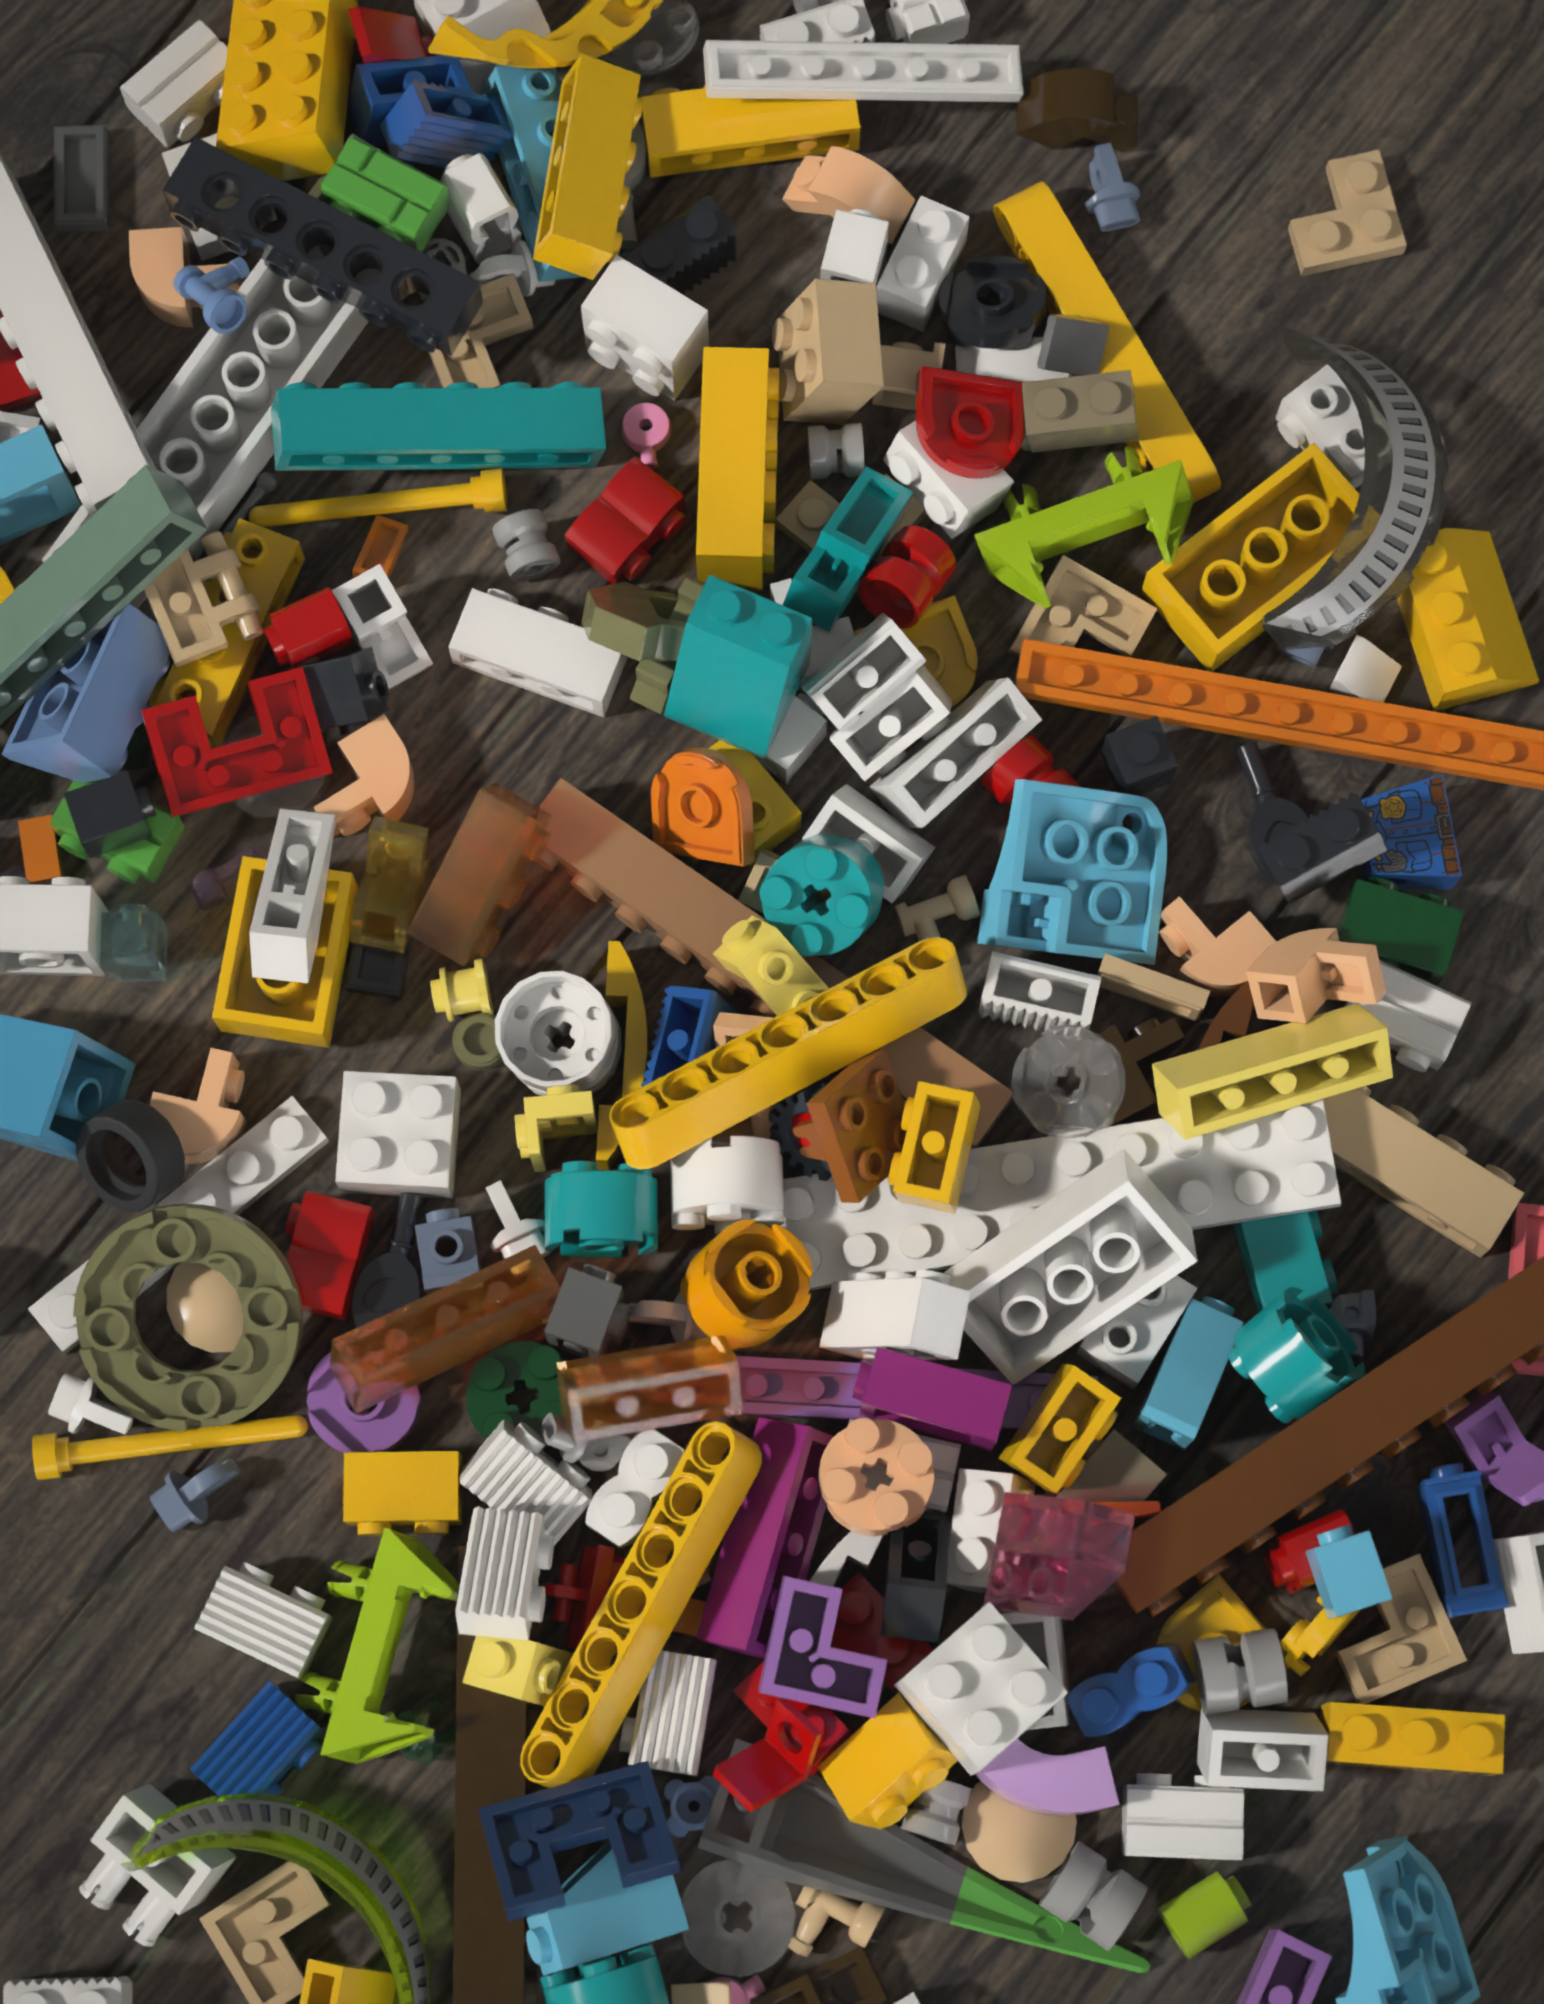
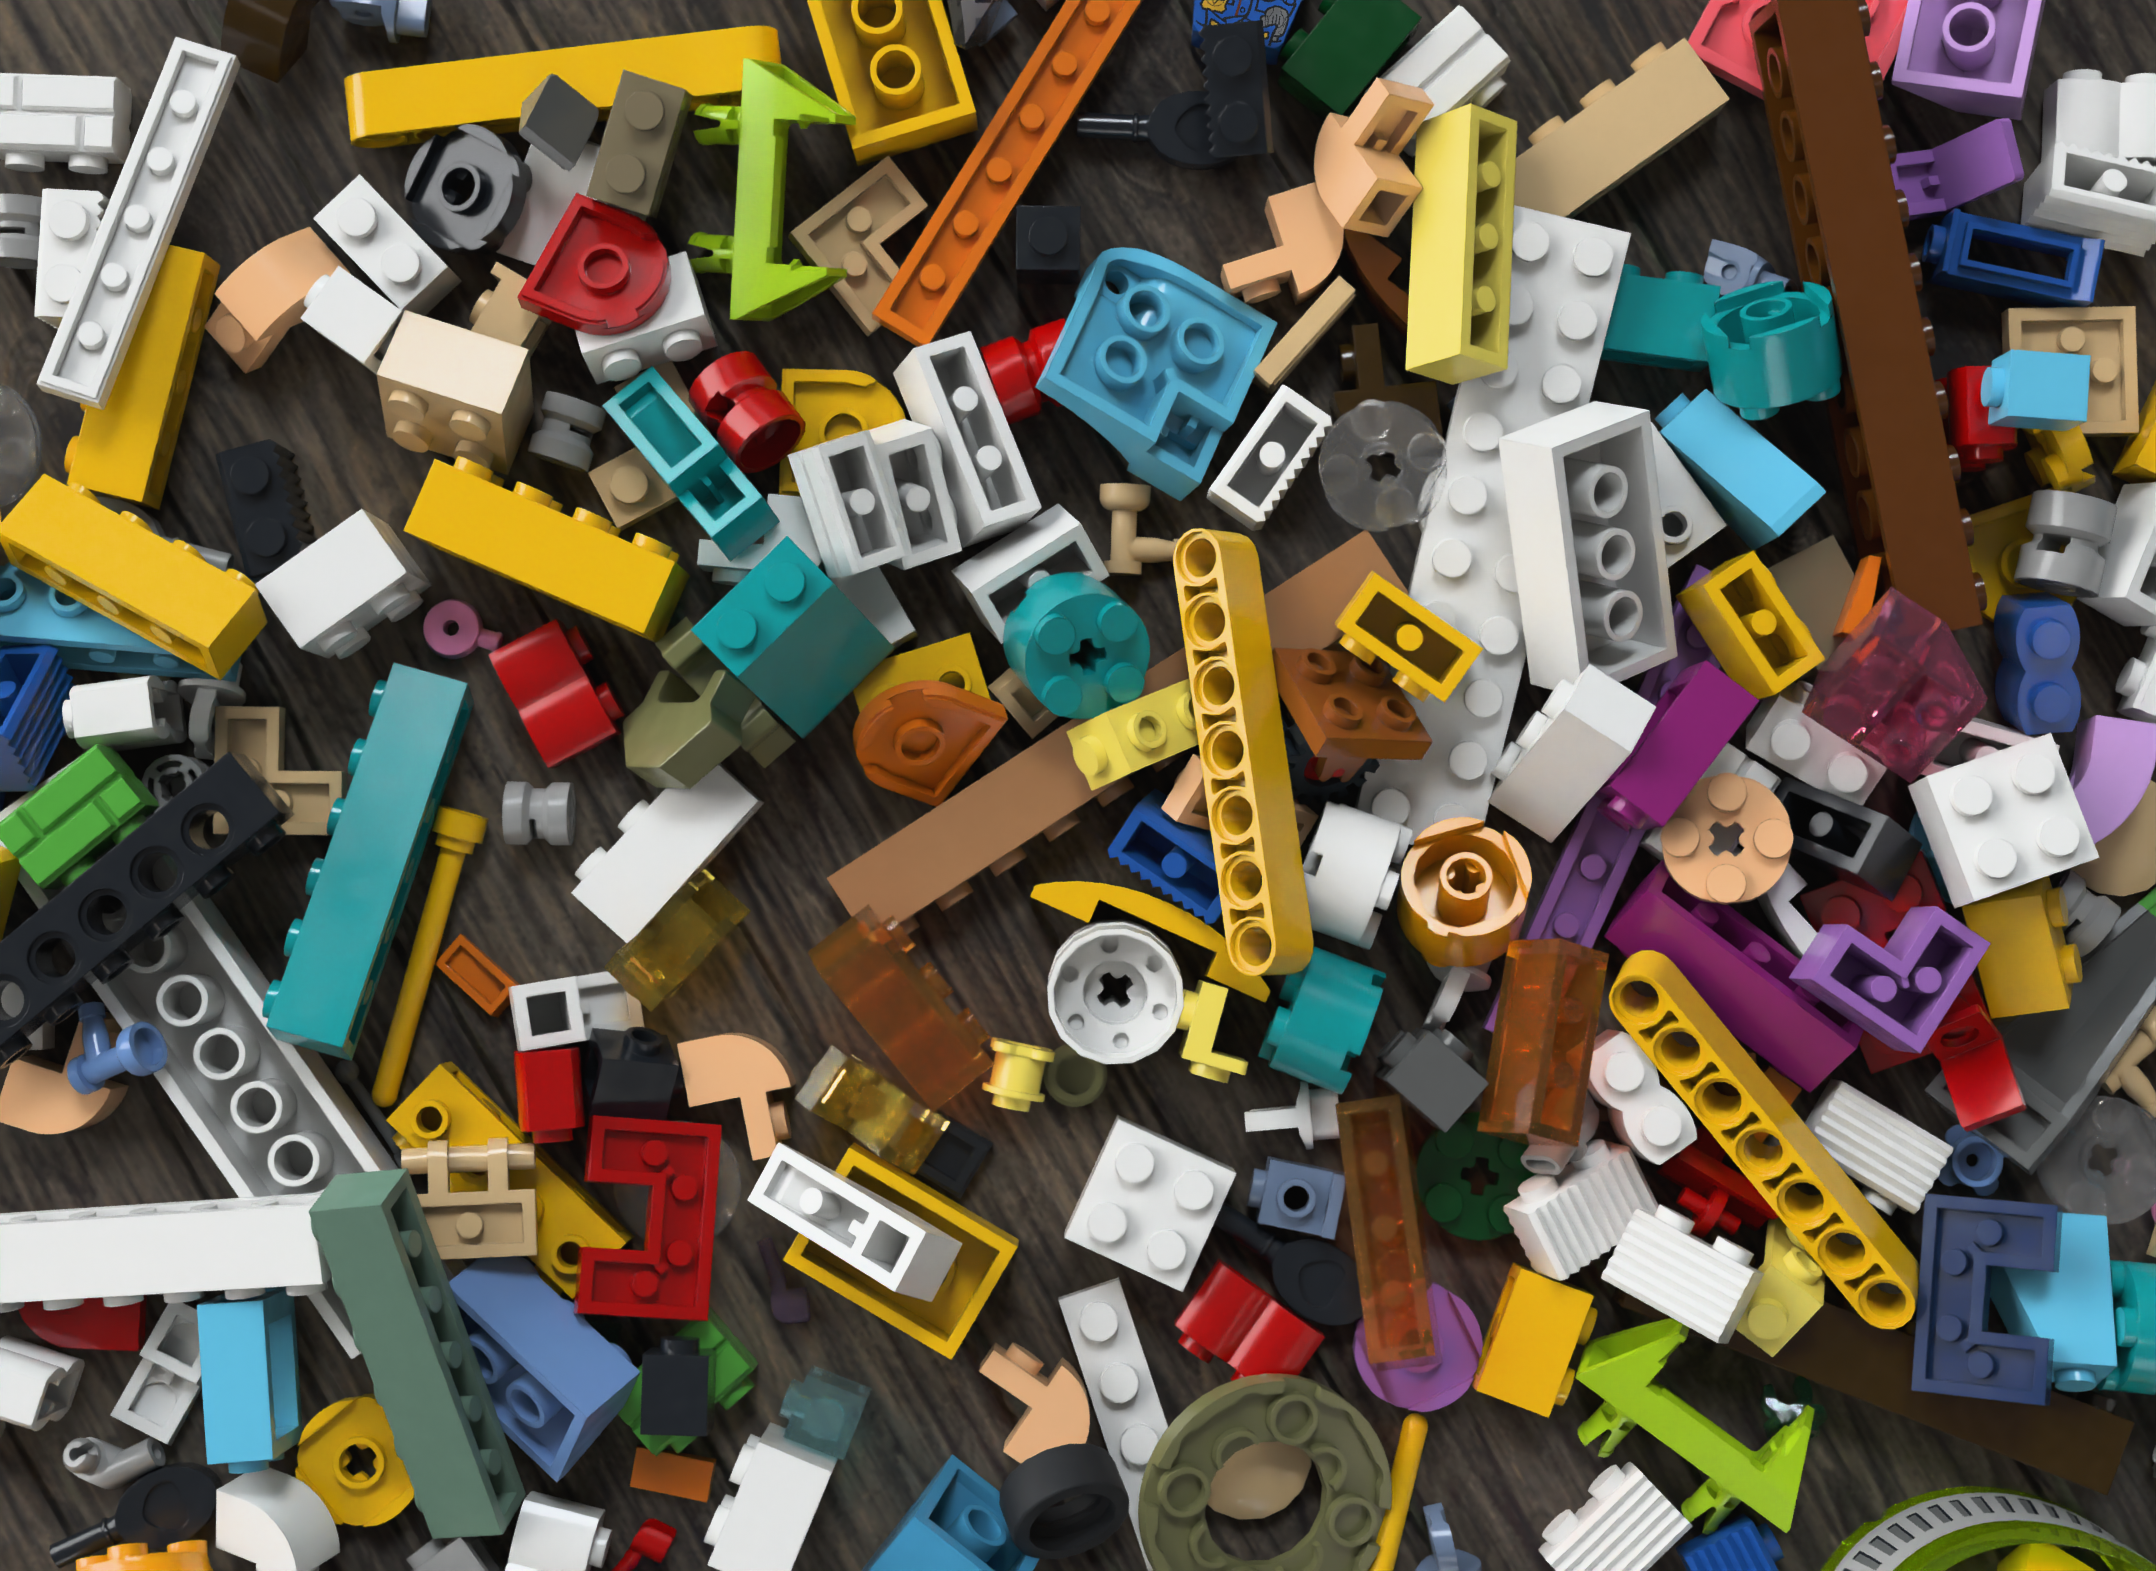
camera: 70 degrees left, 10 degrees up
(464, 687) = (678, 940): none -> clear yellow brick

